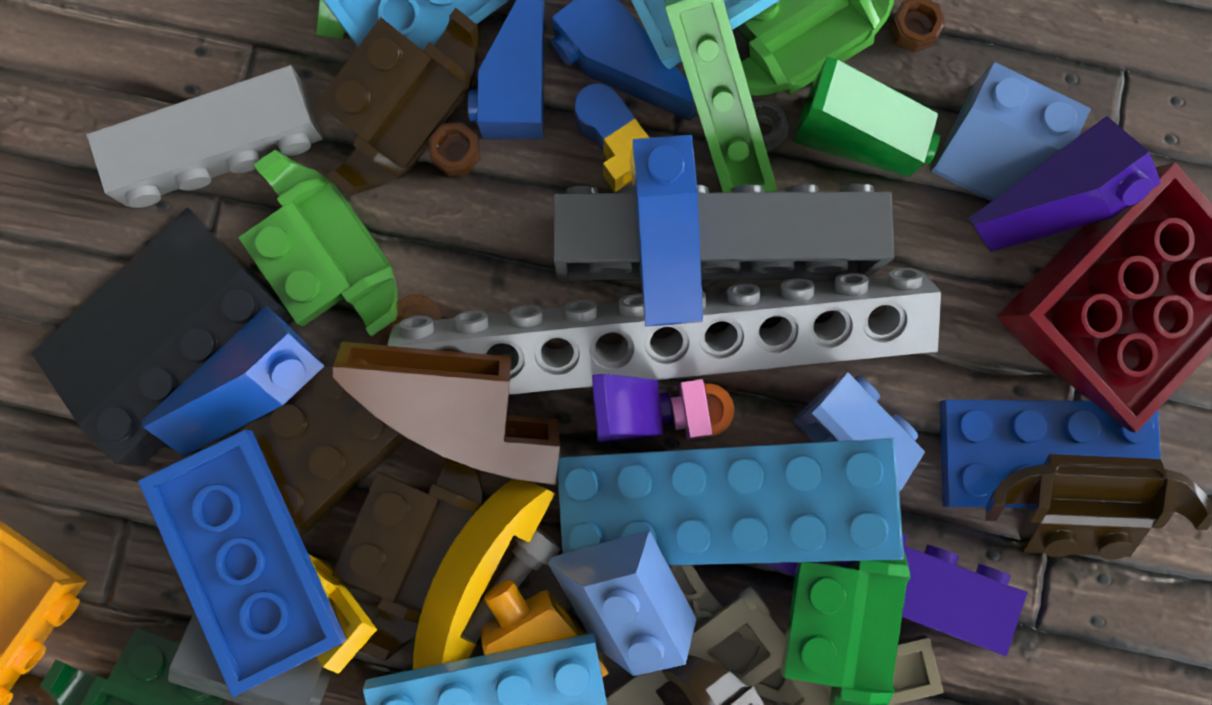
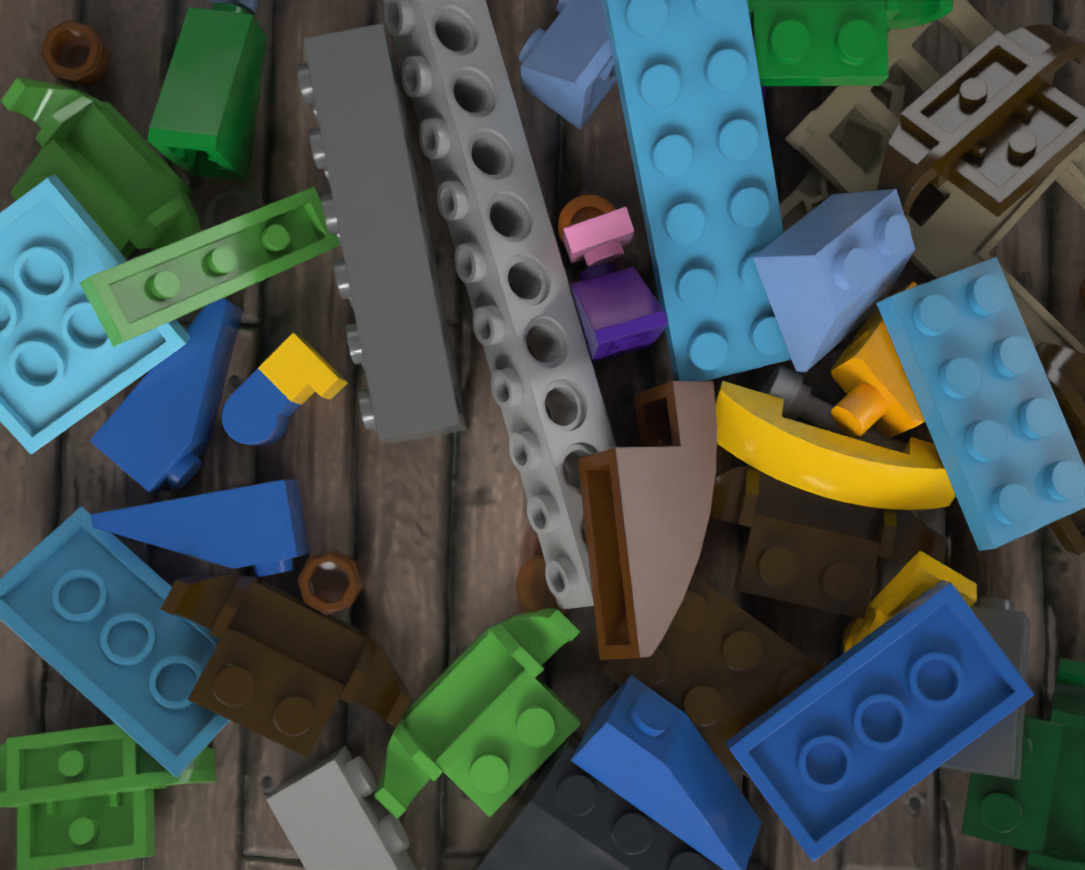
camera: 95 degrees left, 5 degrees up
(667, 229) = (399, 291): blue slope -> none

